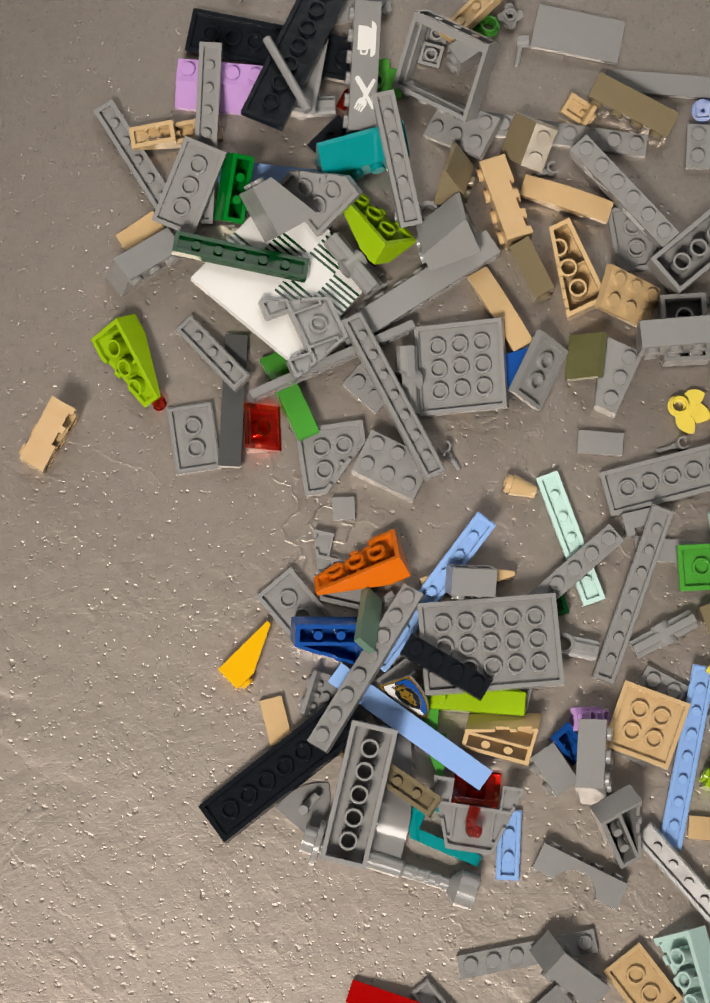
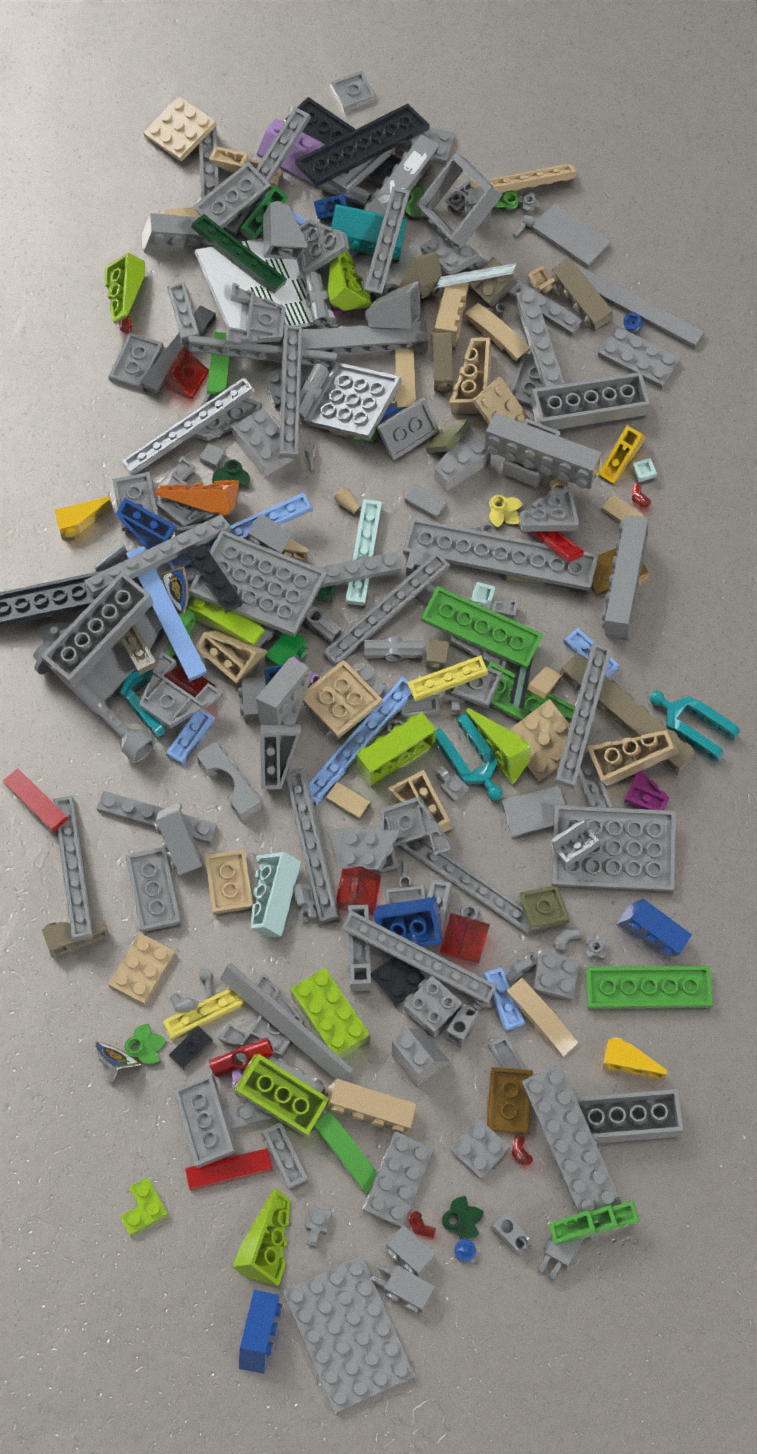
camera: 30 degrees right, 15 degrees down
(49, 435) = (36, 307): tan wedge -> none
(74, 123) = (180, 128): none -> tan plate
(275, 719) = (76, 564): tan tile -> none
(288, 76) = (342, 153): light grey bar -> none
(300, 136) = (326, 206): none -> blue slope
(301, 491) = (188, 426): none -> light grey tile
(368, 620) = (179, 523): sand green tile -> none
(374, 526) = (225, 473): none -> dark green plate
(472, 829) = (166, 696): clear red arm -> none
(514, 148) = (476, 275): none -> sticker
(556, 700) = (285, 648): none -> green brick

